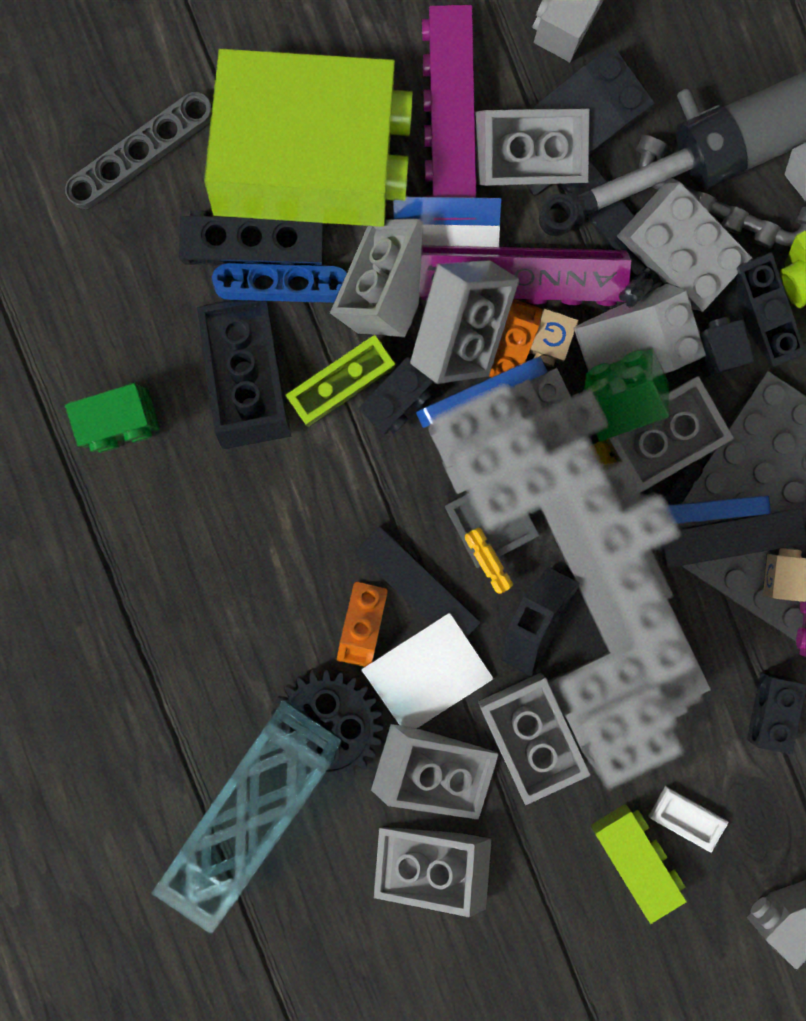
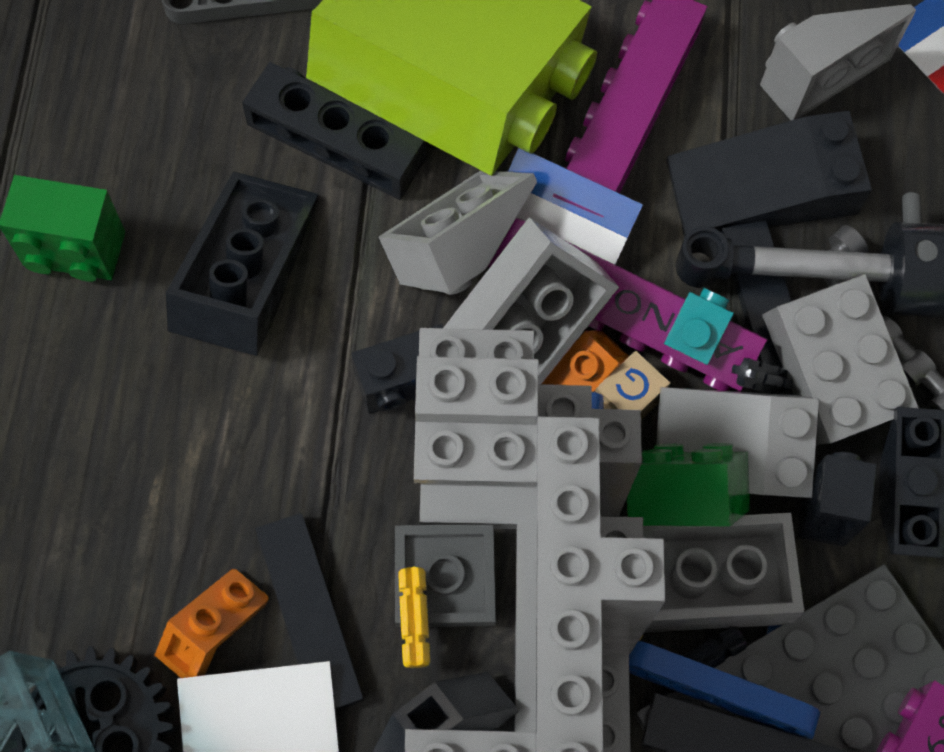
camera: 25 degrees right, 20 degrees down
(281, 277) = (287, 157): blue beam -> none
(341, 381) = (346, 317): lime brick -> none
(531, 146) = (705, 173): light grey slope -> none
(582, 270) = (700, 325): none -> teal bracket

